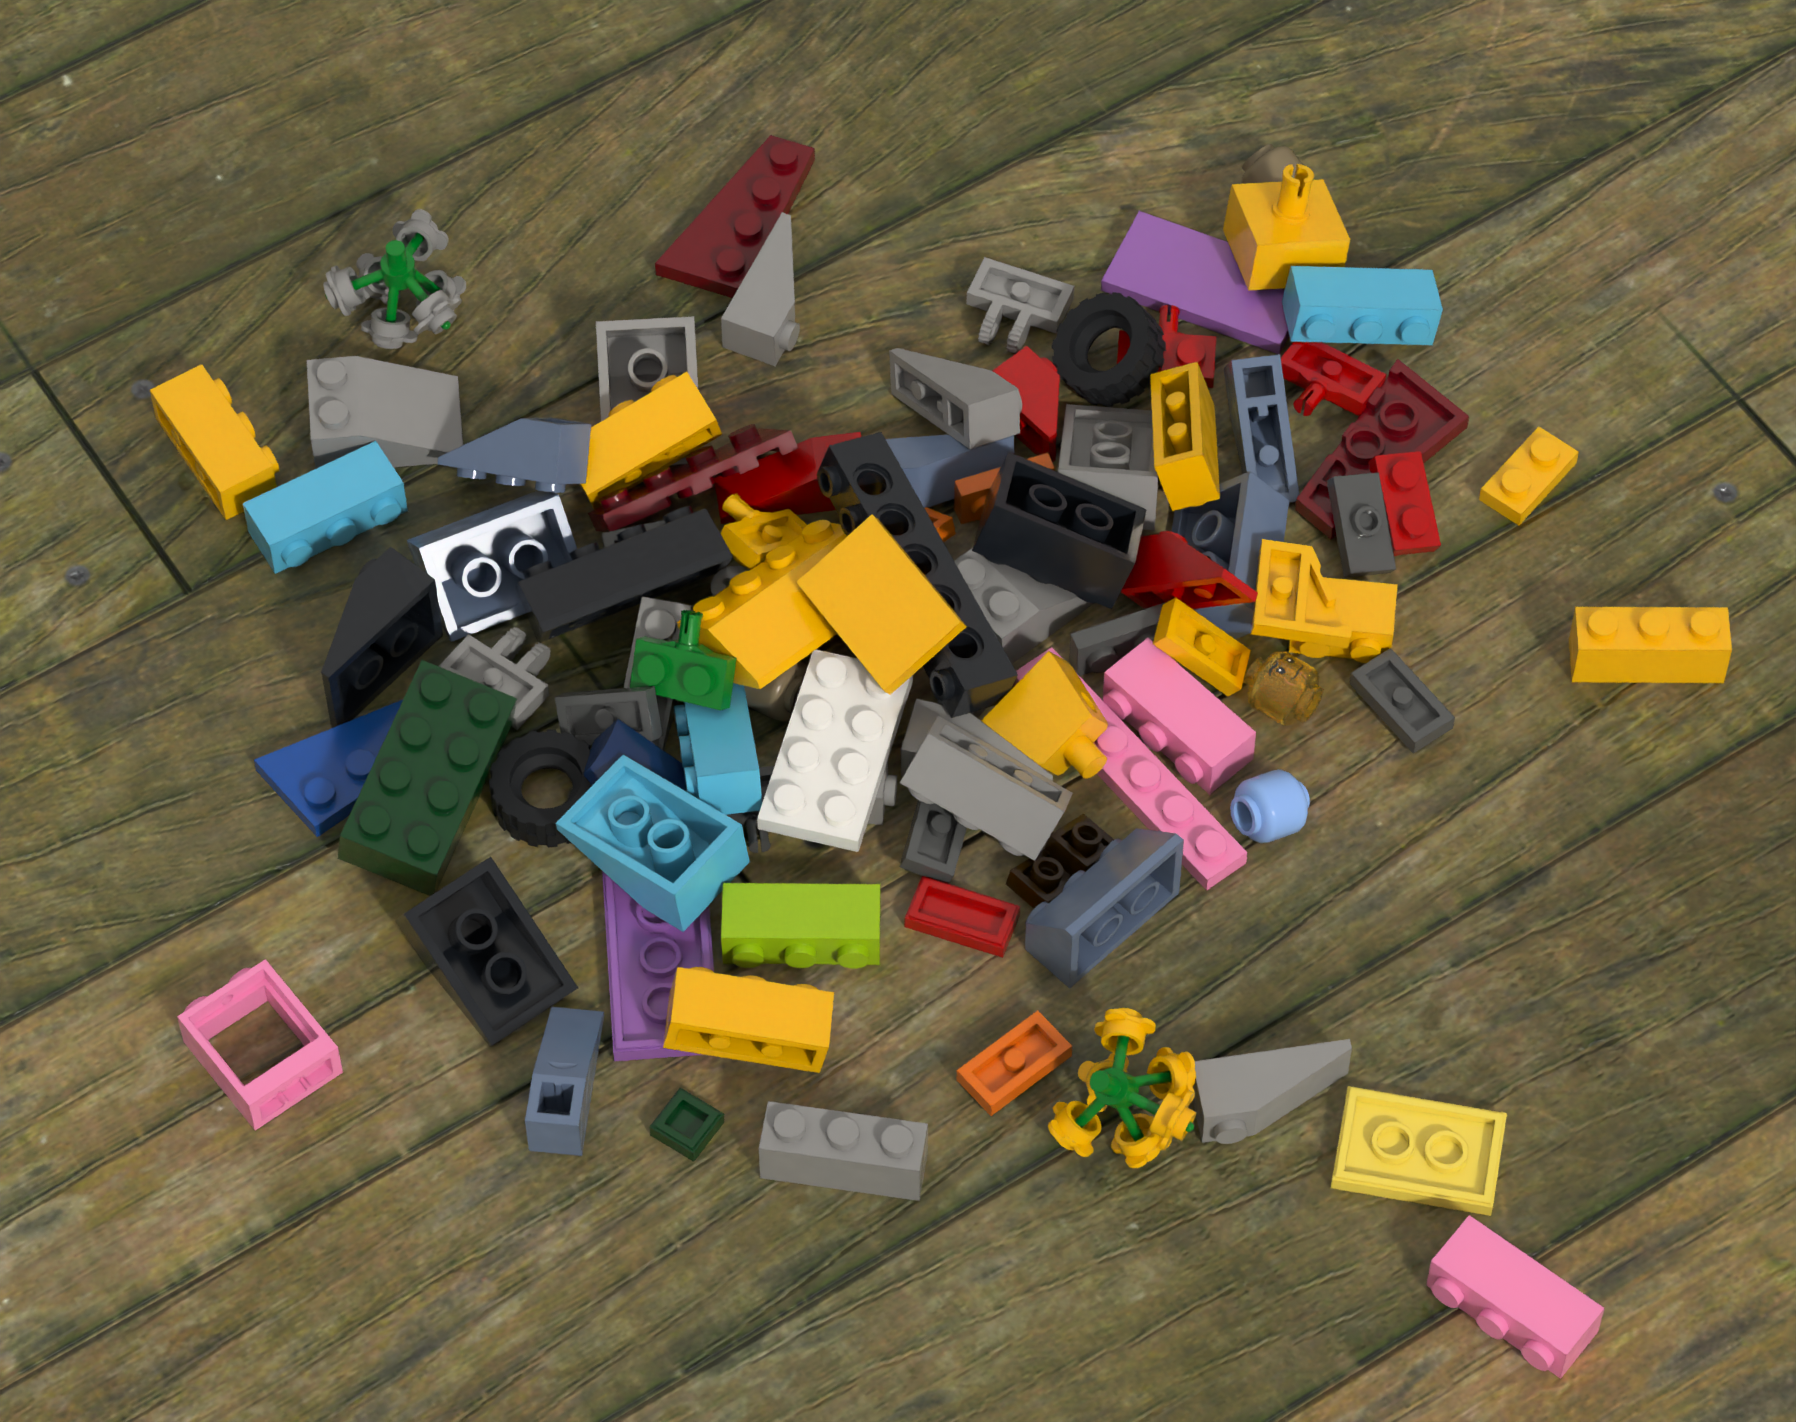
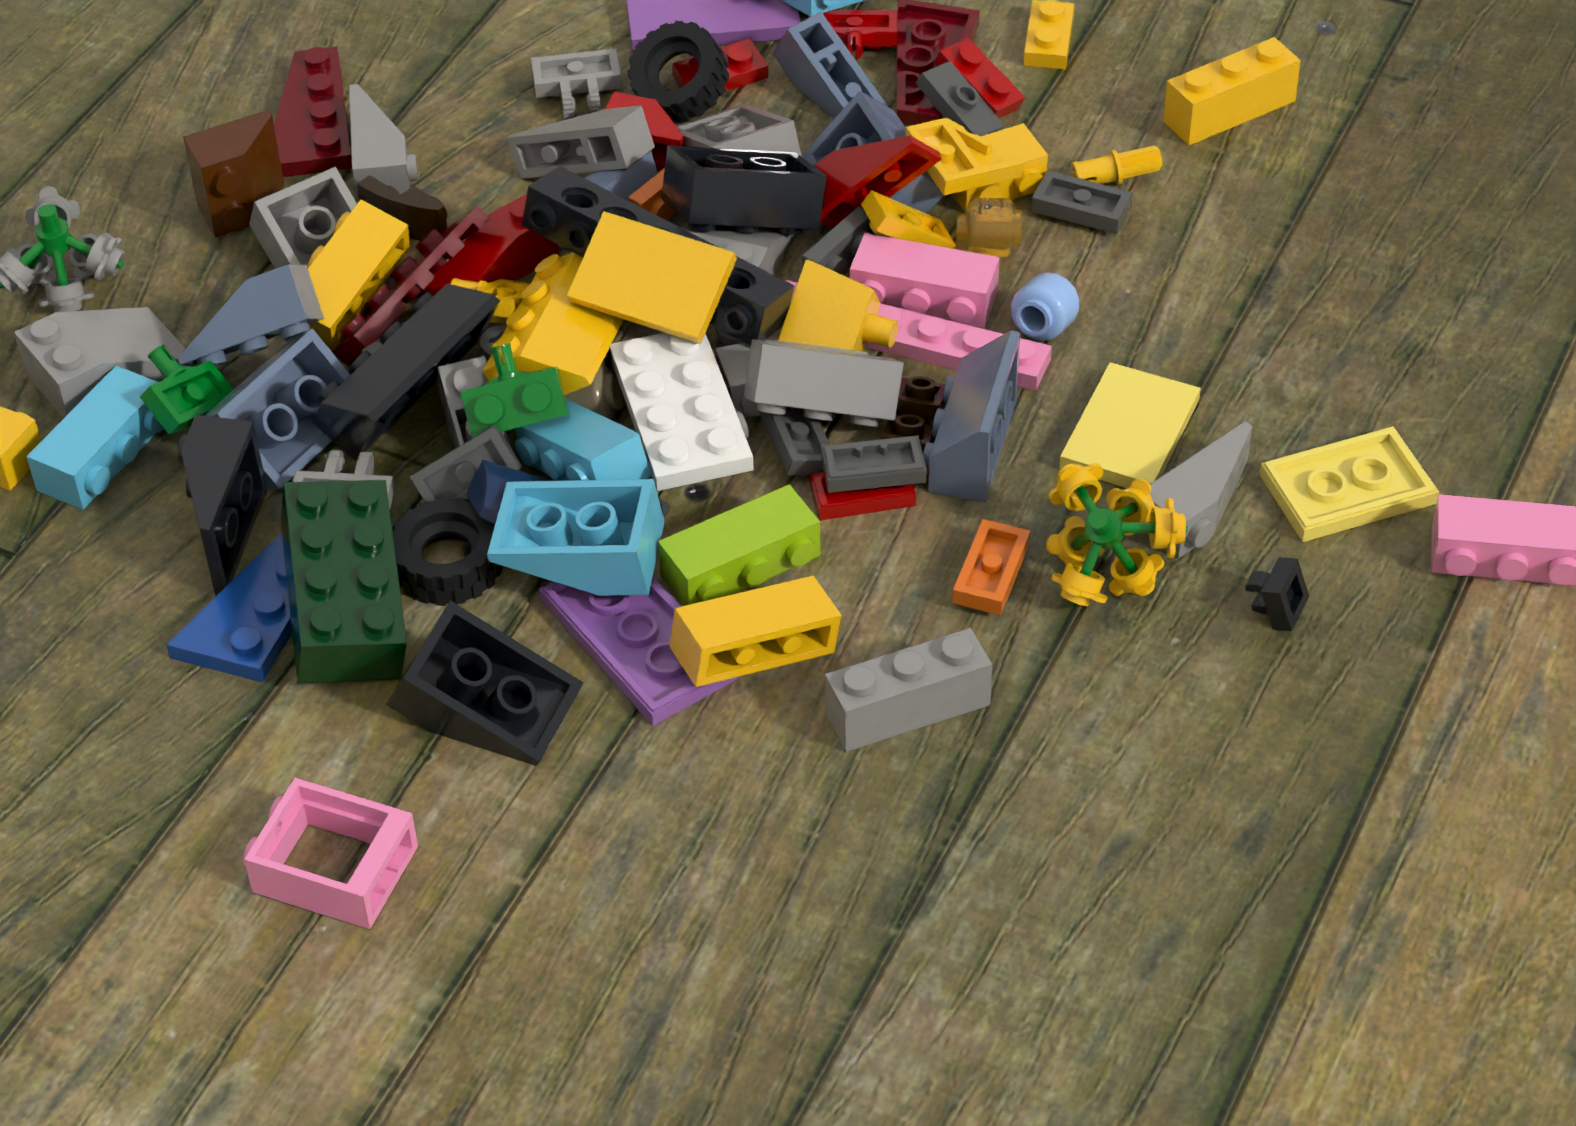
camera: 30 degrees left, 10 degrees down
(419, 501) = (183, 391): none -> green plate
(563, 1081) = (632, 754): sand blue slope -> none
(614, 267) = (233, 169): none -> reddish brown slope
(686, 1124) = (754, 740): dark green tile -> none
(749, 386) = (412, 207): none -> dark brown slope
(976, 900) = (873, 464): none -> dark grey plate
(1184, 436) = (788, 91): yellow brick -> none
(1253, 1234) = (1280, 593): none -> black tile
(1258, 980) = (1131, 425): none -> light yellow tile
(1466, 676) = (1118, 165): none -> yellow axle

